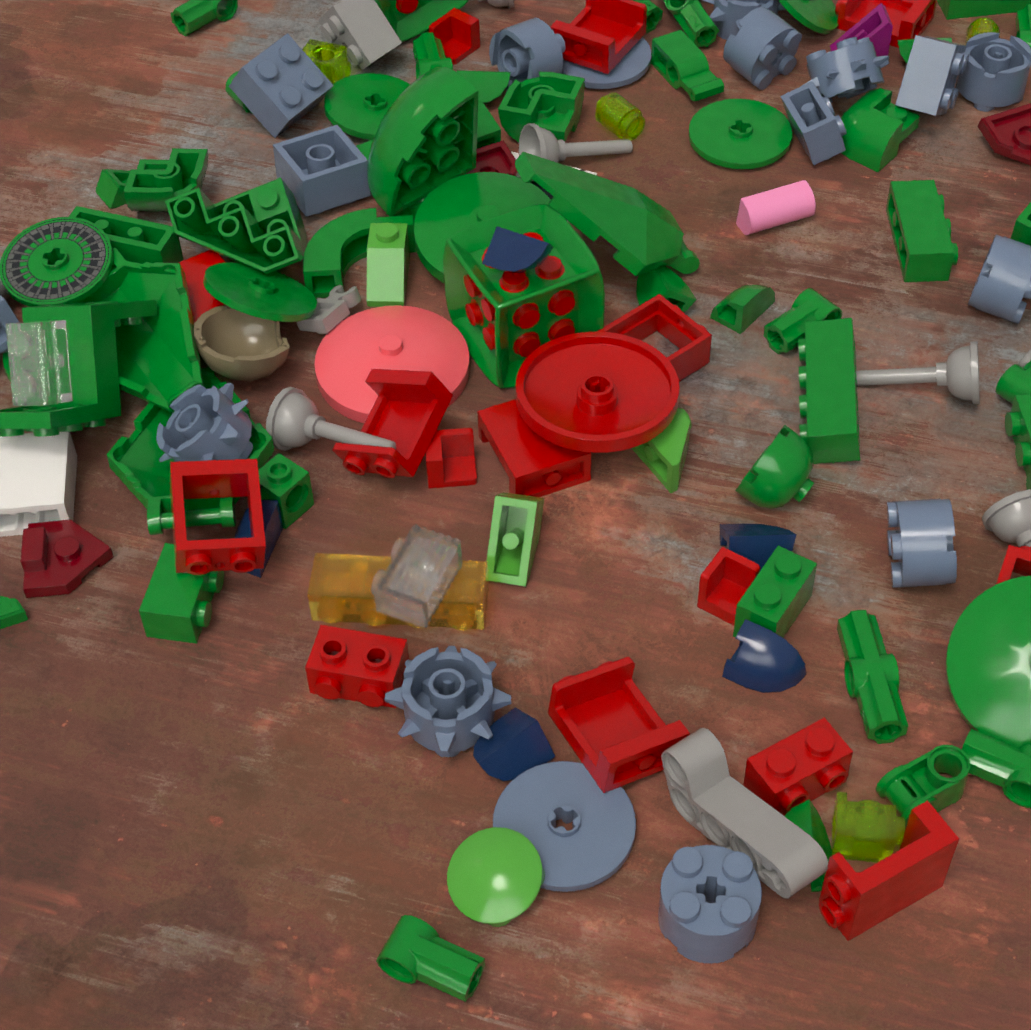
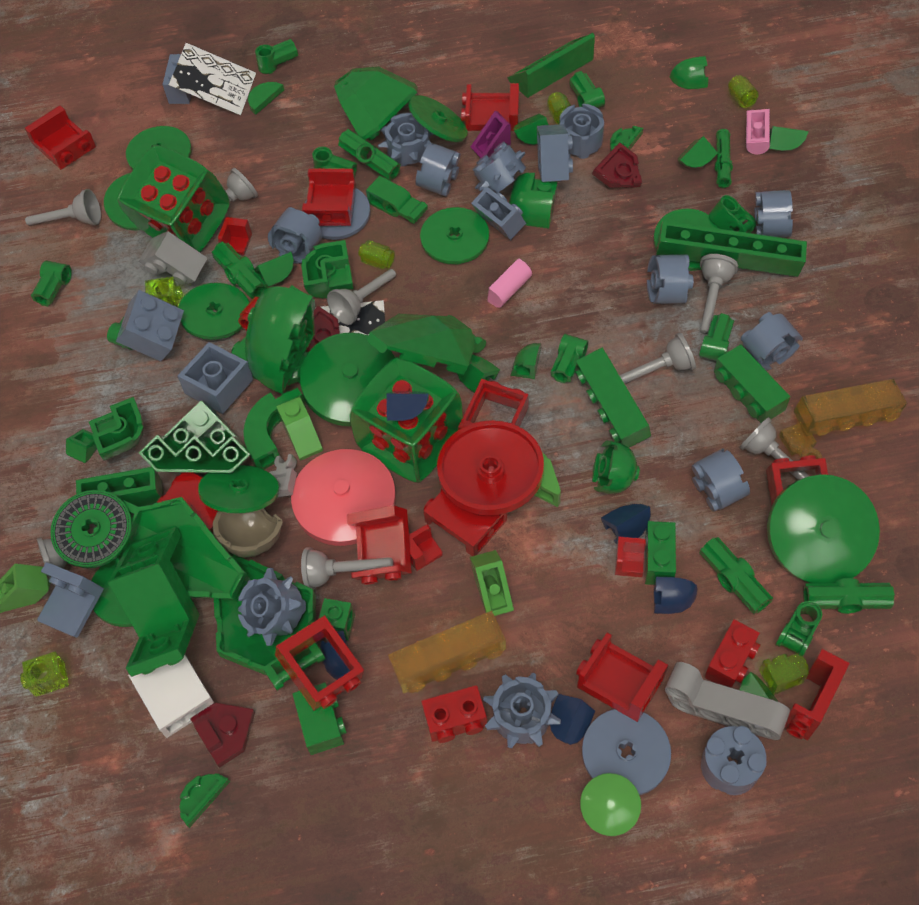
camera: 25 degrees left, 10 degrees up
(39, 362) = (141, 614): clear brick -> none
(417, 575) = (463, 643): clear brick -> none
(419, 954) = (600, 874): green piece -> none
(920, 231) = (600, 263): green brick -> none

